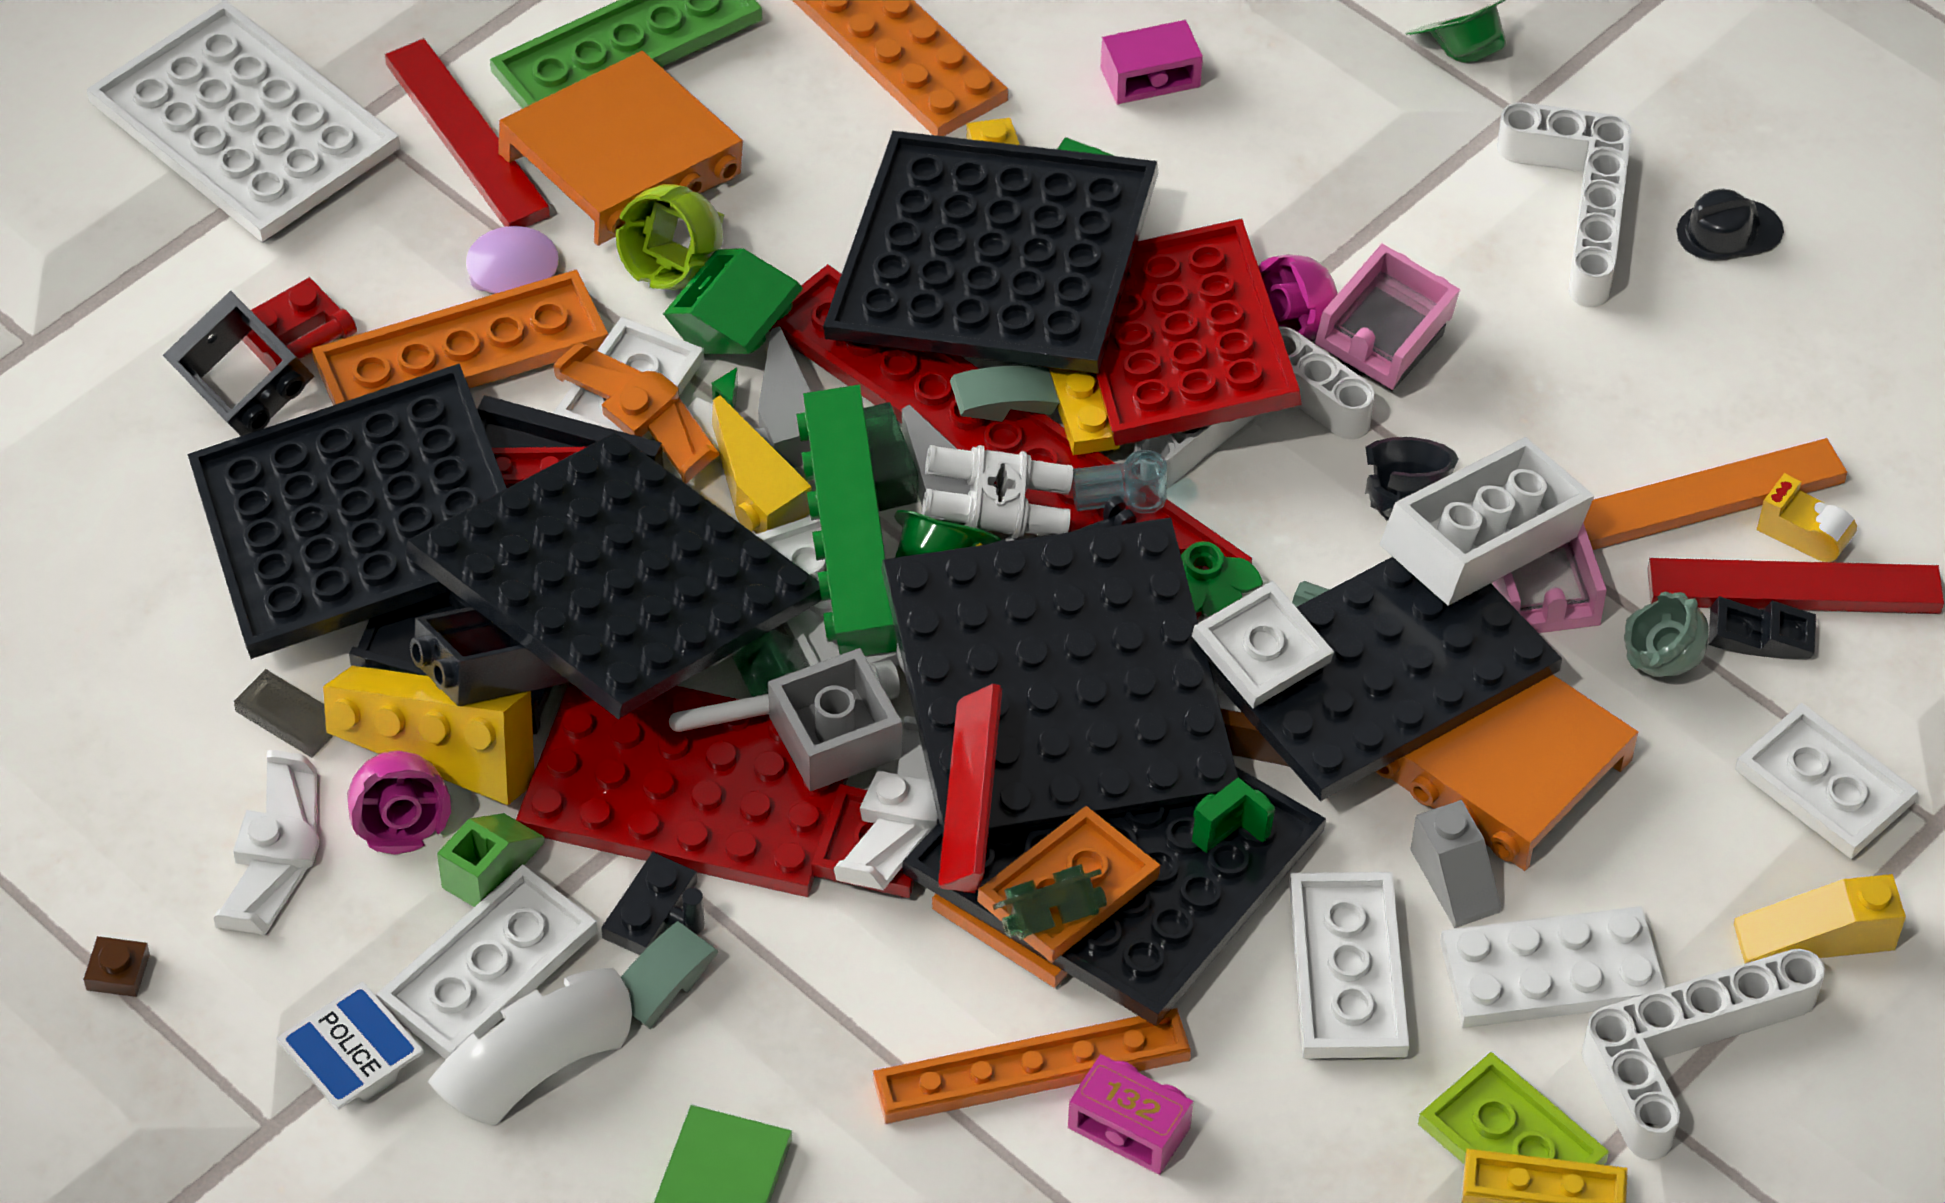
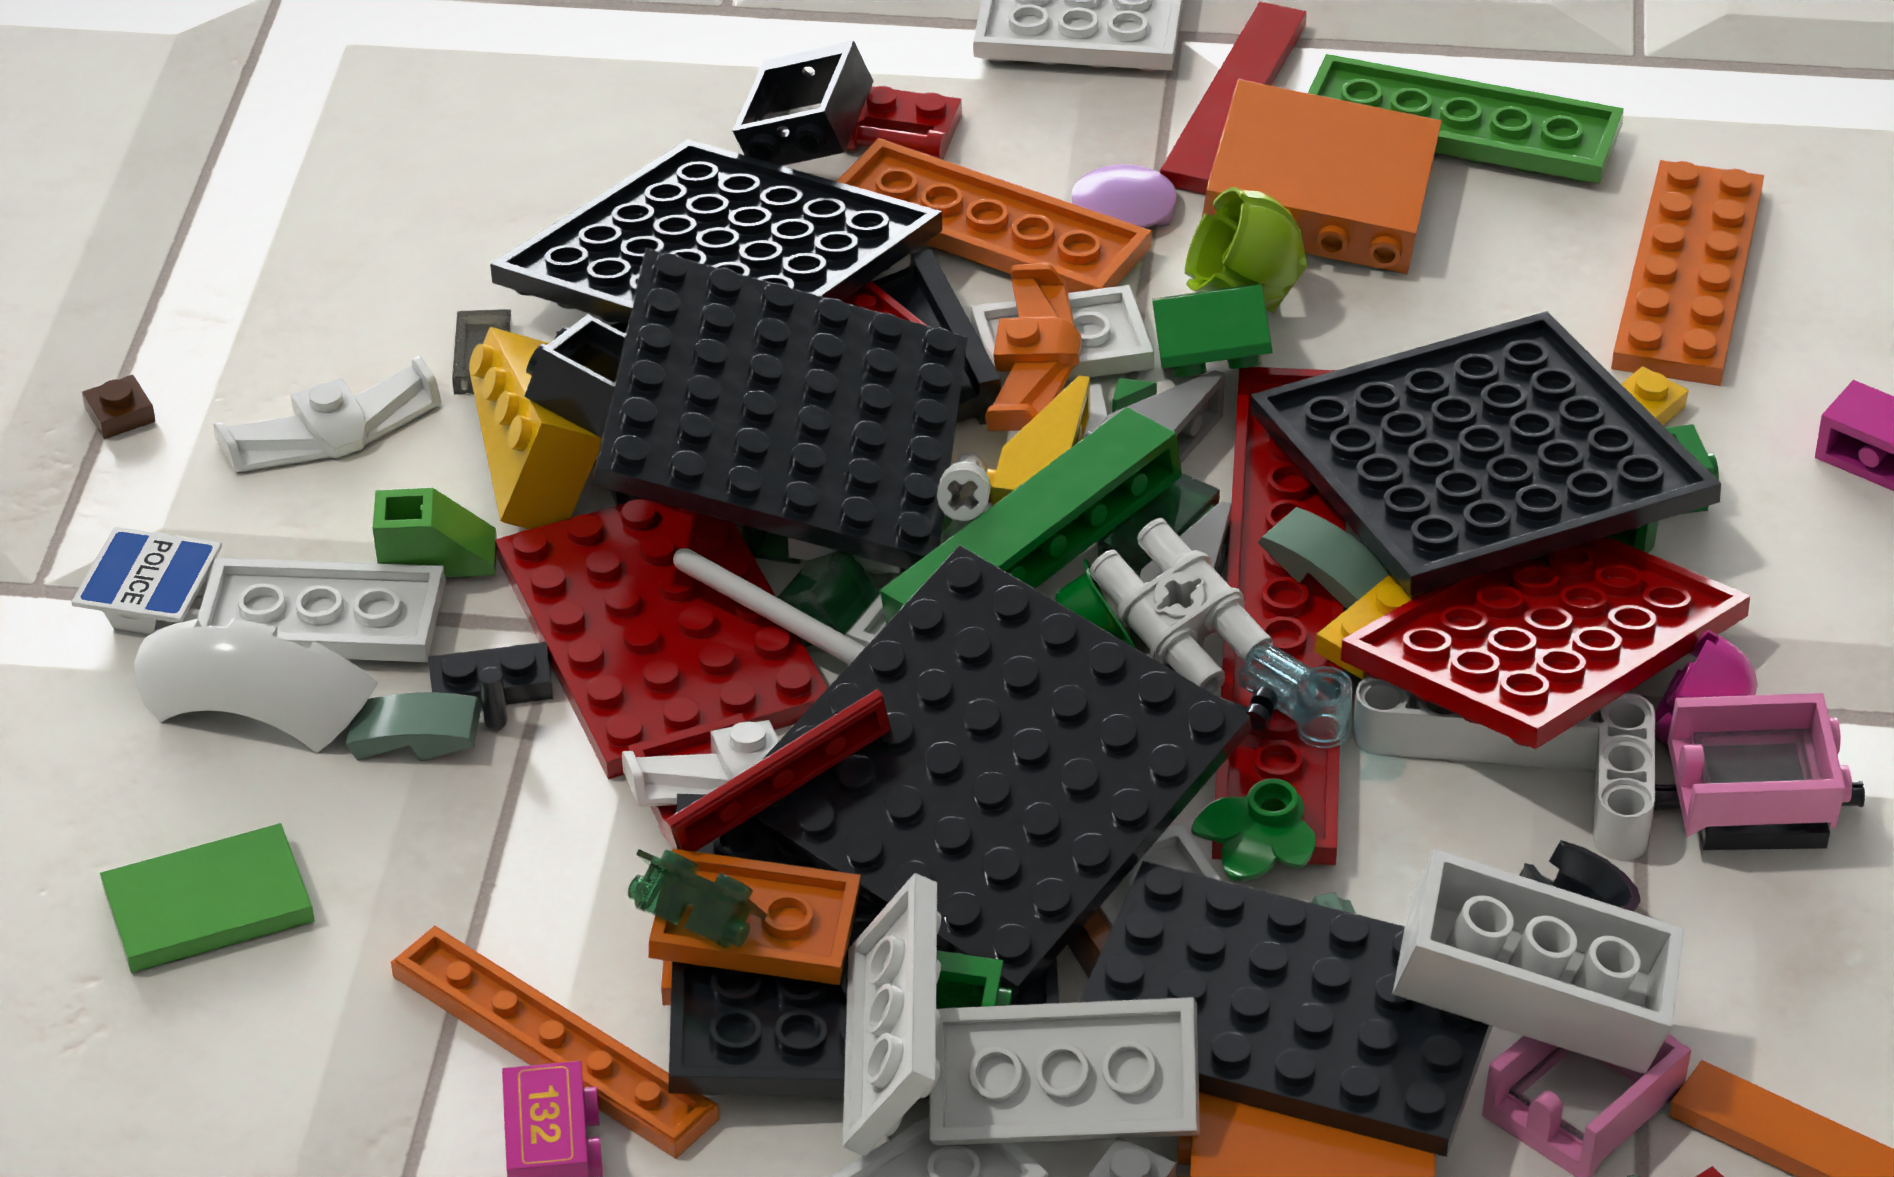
camera: 55 degrees right, 10 degrees down
(397, 802) = (430, 445): dark pink cylinder -> none
(789, 530) = (972, 494): none -> white pin
(835, 719) = (780, 646): light grey brick -> none
(1238, 861) = (891, 1015): none -> white plate
(1262, 644) = (1177, 877): white plate -> none
(1354, 806) = (1066, 1072): none -> white plate

